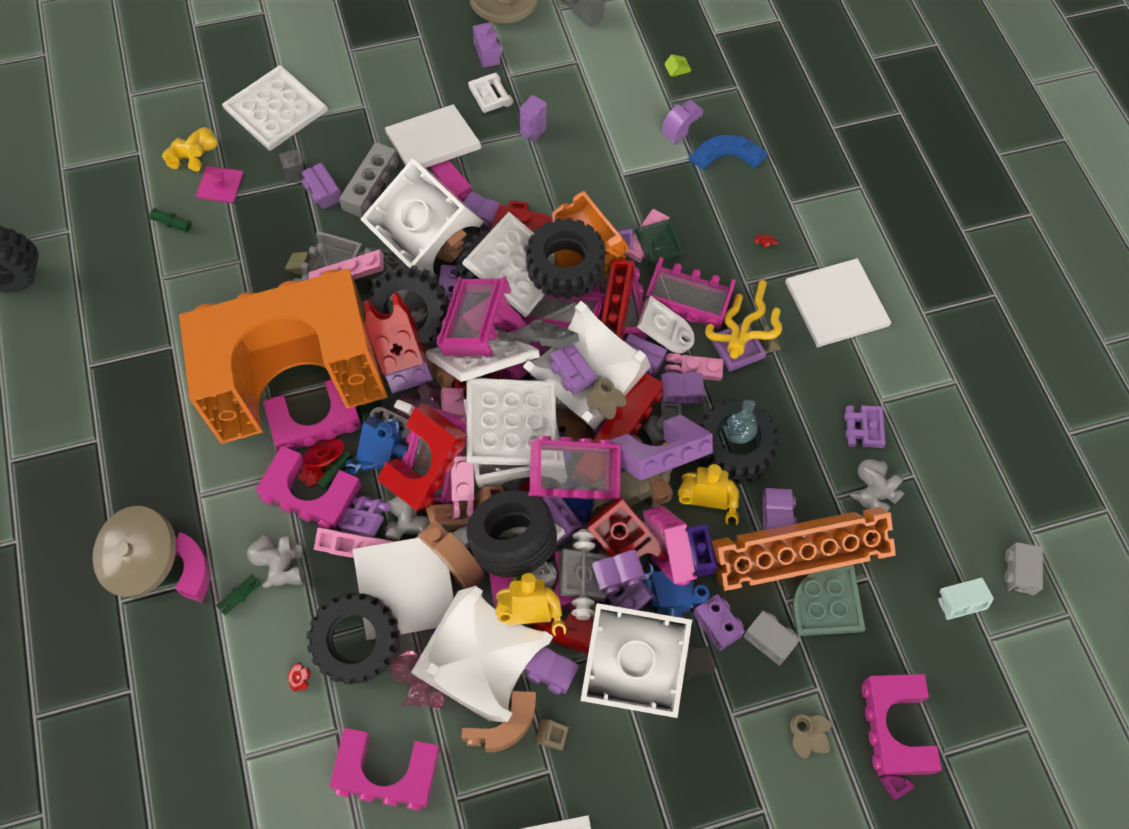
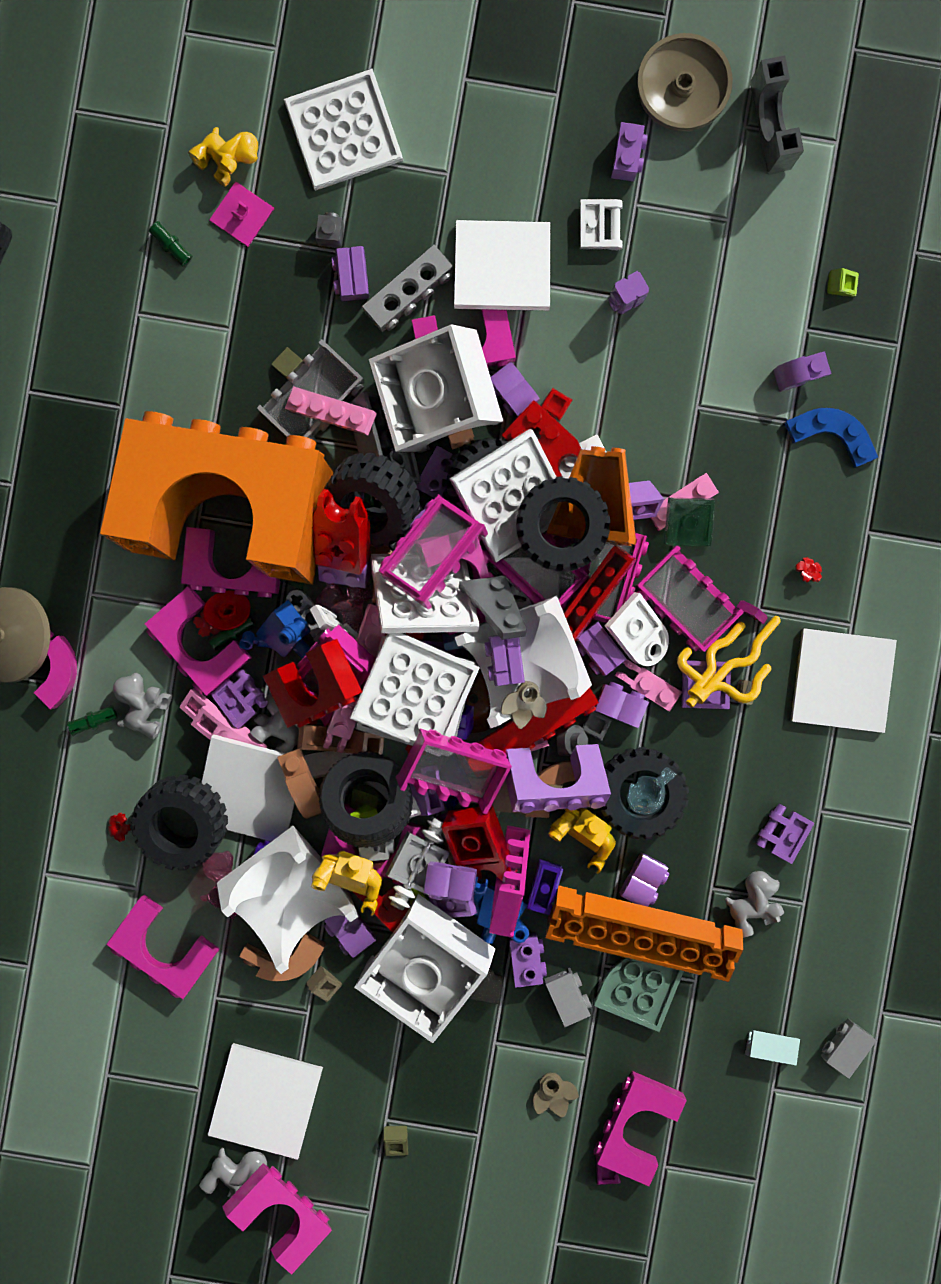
camera: 30 degrees right, 25 degrees up
(743, 283) = (752, 611): none -> magenta tile

